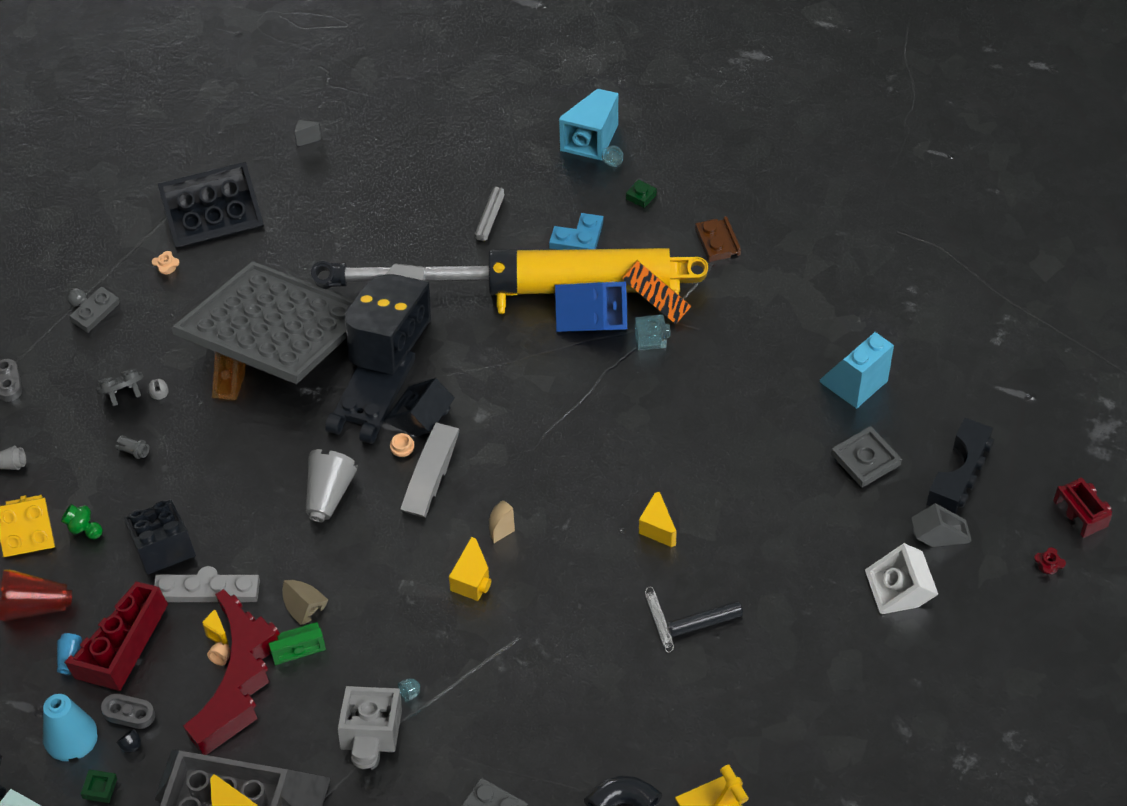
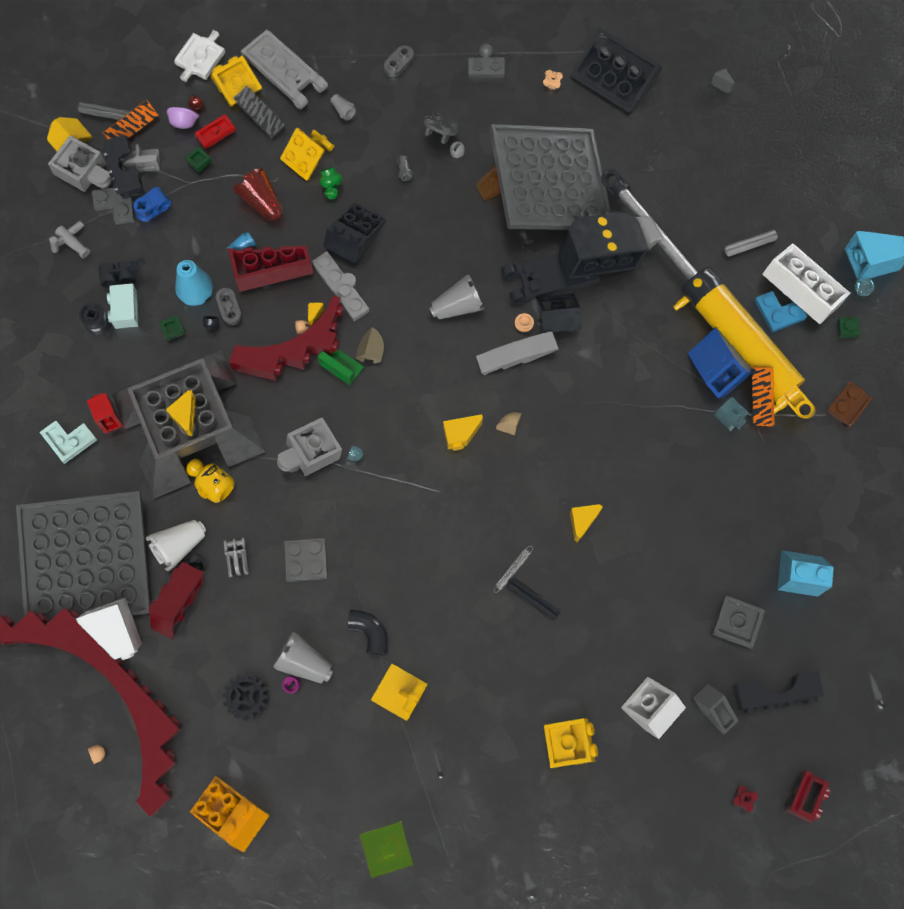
camera: 50 degrees right, 20 degrees up
(572, 192) = (806, 283): none -> white brick
(886, 677) = (570, 743): none -> yellow plate

